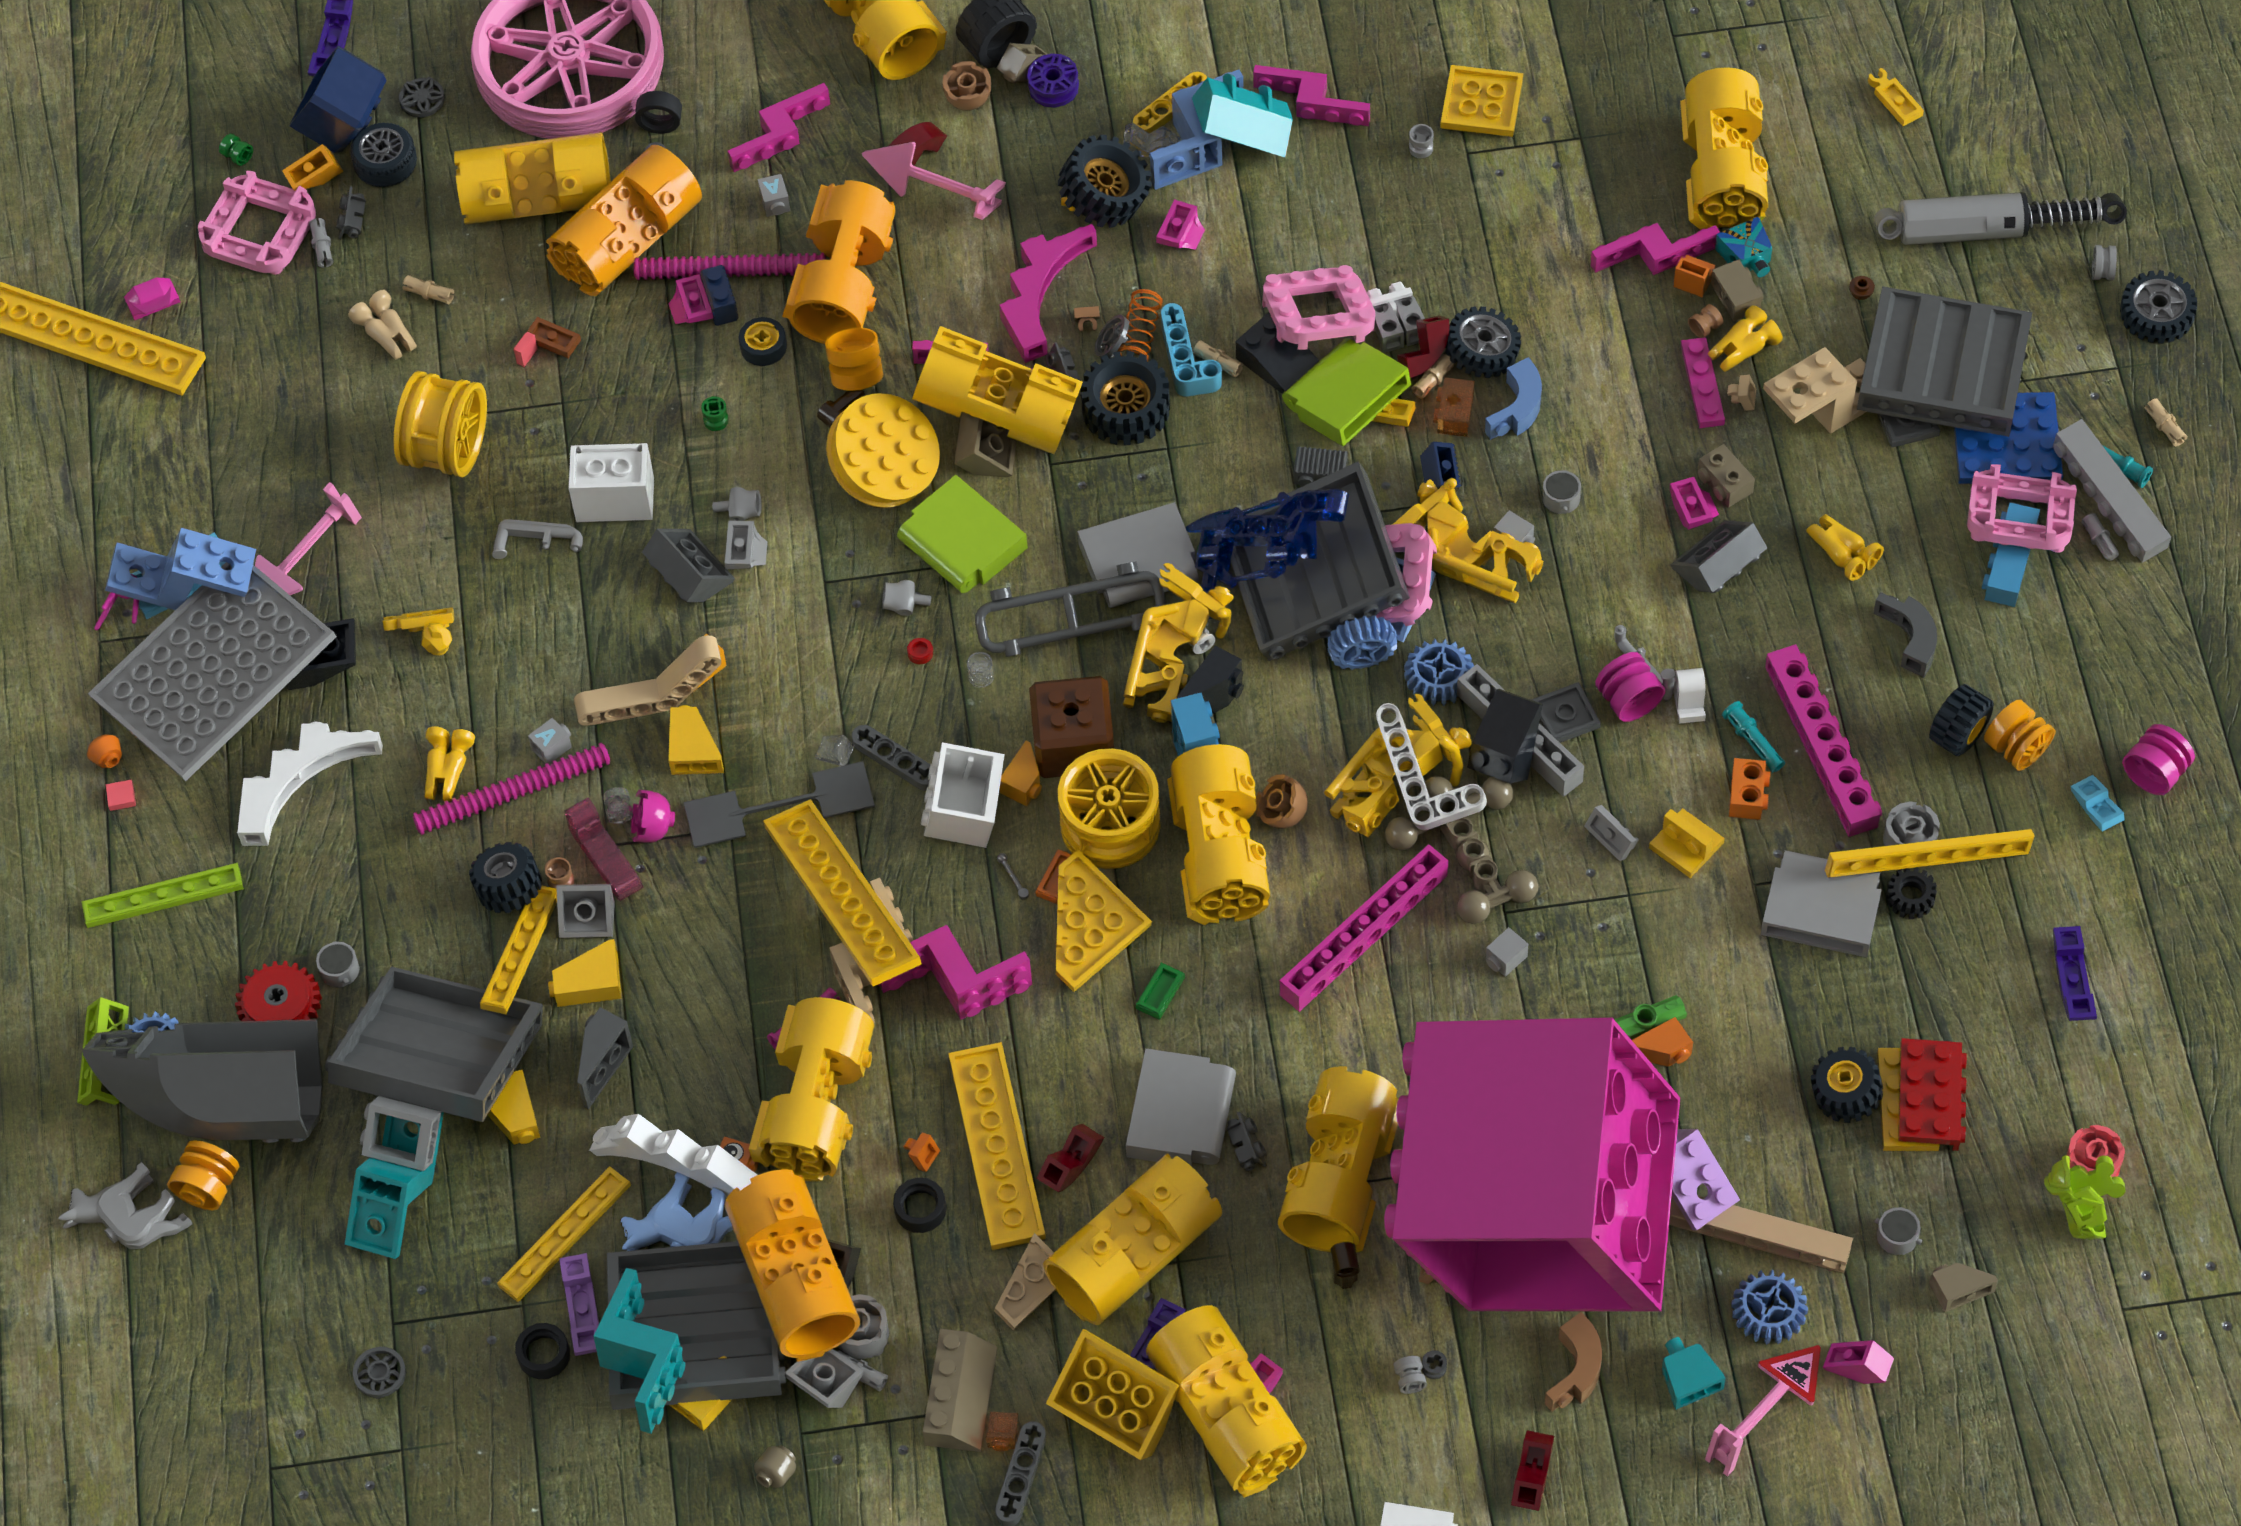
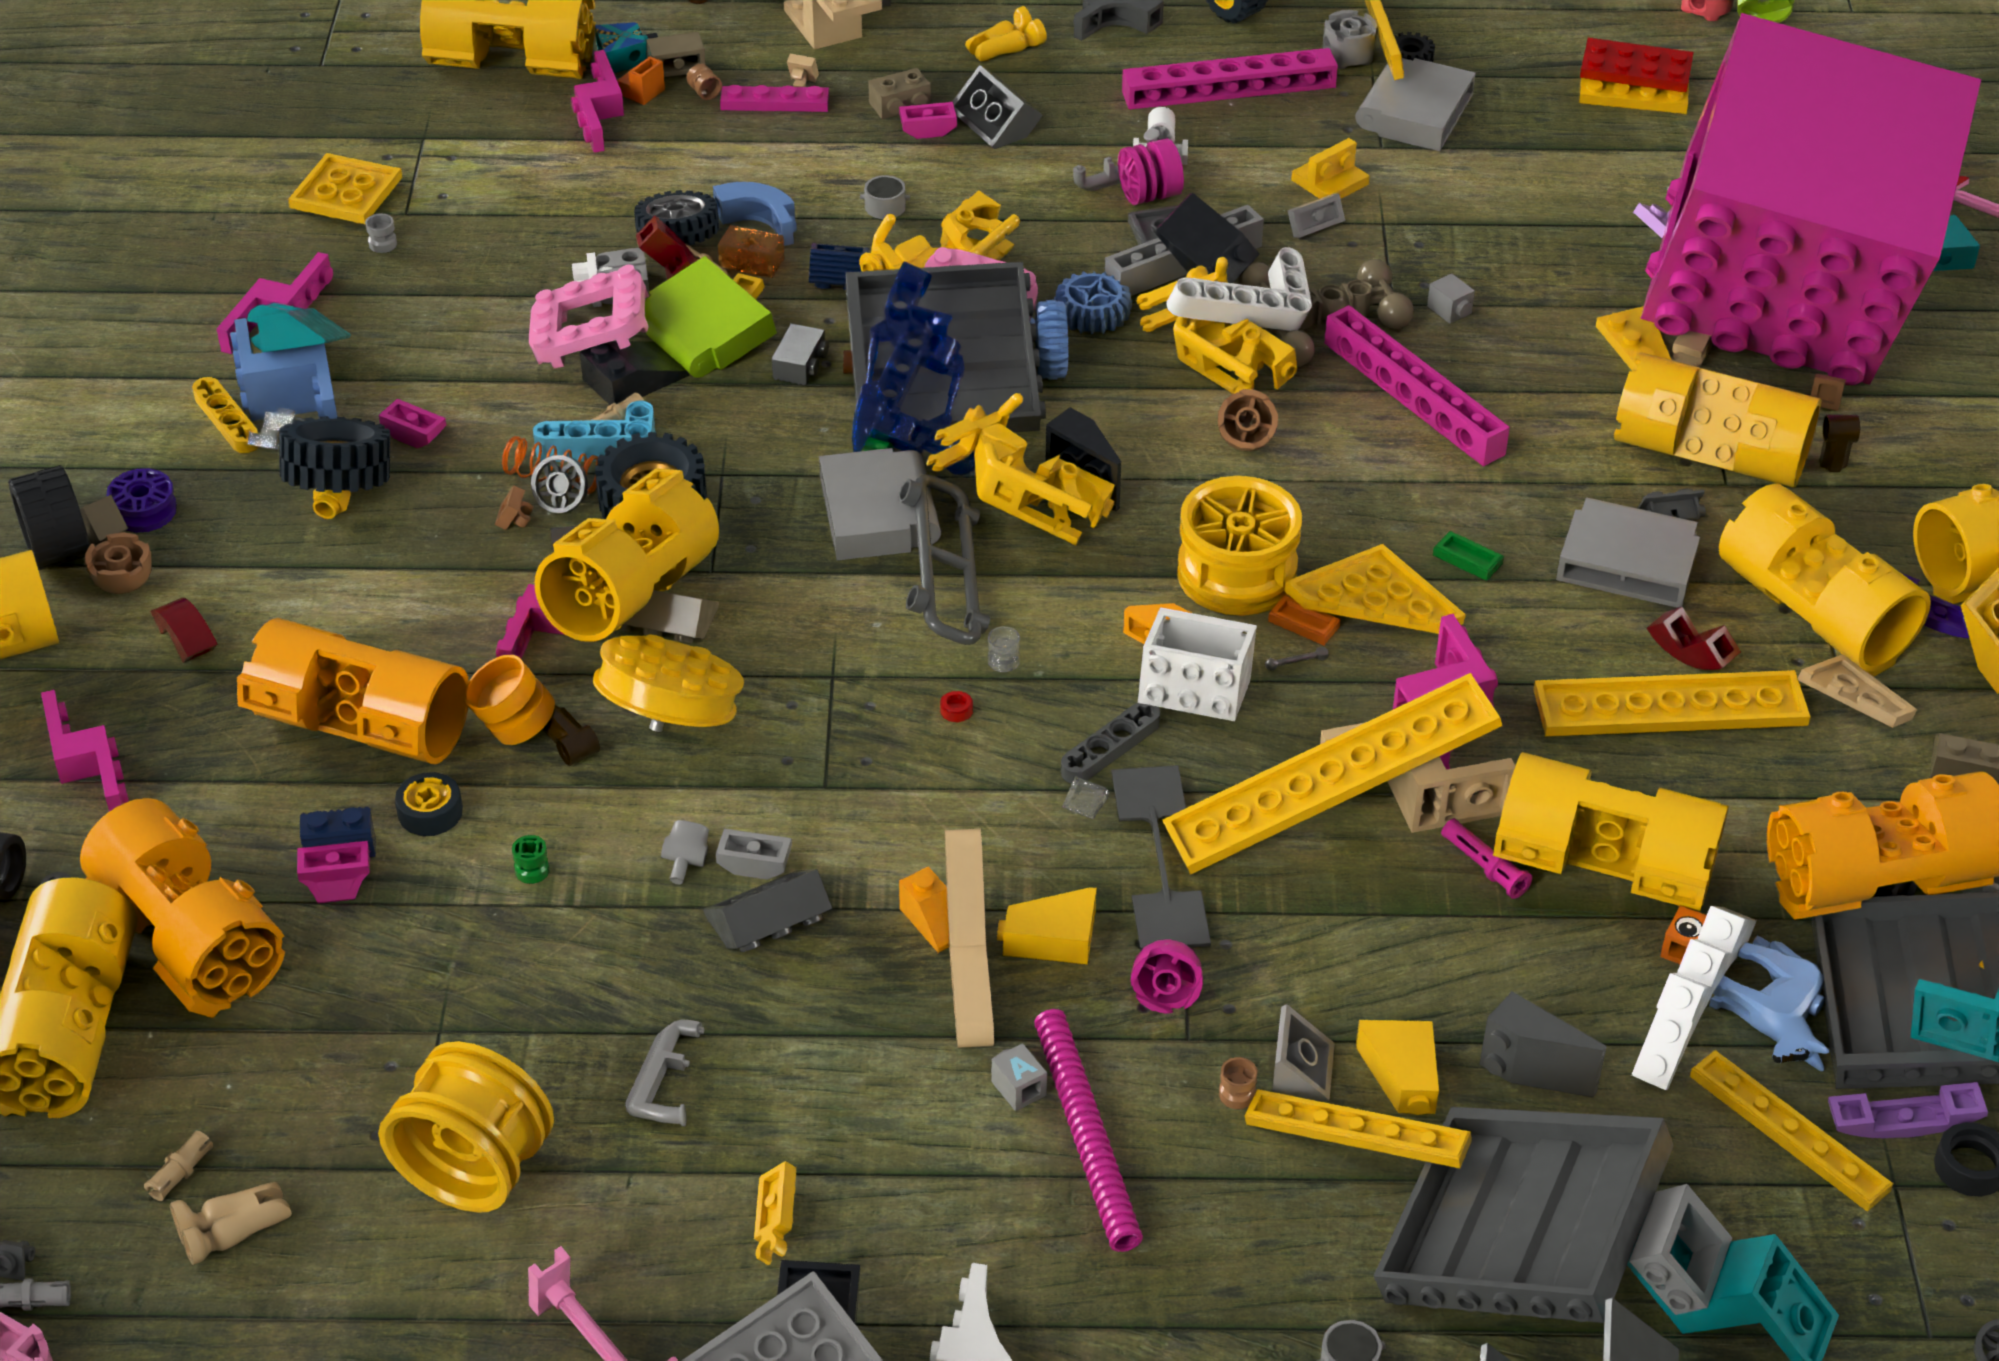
camera: 85 degrees left, 15 degrees down
(436, 638) = (816, 1192): yellow rock -> none
(445, 766) = (1031, 1199): yellow piece -> none
(505, 877) = (1242, 1132): black wheel -> none
(525, 349) = (340, 1053): coral tile -> none
(554, 337) = (329, 1024): dark orange plate -> none
(601, 849) = (1209, 1034): clear pink beam -> none
(611, 482) = (626, 954): white container -> none
(618, 808) = (1145, 1011): clear wheel -> none
(733, 265) = (301, 798): dark pink piece -> none
(773, 195) = (195, 769): light grey brick -> none
(896, 166) = (213, 635): bright pink piece -> none
(901, 597) = (876, 711): light grey piece -> none
(922, 1151) = (1679, 765): orange tile -> none
(926, 1223) = (1750, 794): black tyre -> none
(962, 535) = (800, 645): lime piece -> none
(1029, 284) = (450, 551): dark pink arch -> none
(1062, 737) = (1113, 564): reddish brown plate -> none
(1192, 723) = (1159, 463): dark azure brick -> none
(1212, 801) = (1346, 462): yellow cylinder -> none
(1410, 1374) = (1956, 421): light grey wheel -> none
(1430, 1357) = (1938, 409): dark grey bush -> none
(1516, 527) = (927, 225): light grey brick -> none
(1584, 1344) = (1951, 310): medium nougat arch -> none
(1655, 1013) = (1542, 222): bright green piece -> none
(1665, 1044) = (1567, 213): orange slope -> none
(1742, 342) = (736, 56): yellow piece -> none
(1746, 788) = (1278, 128): orange brick -> none
(1747, 728) = (1207, 120): teal pin -> none
(1847, 1084) = (1627, 108): black wheel -> none

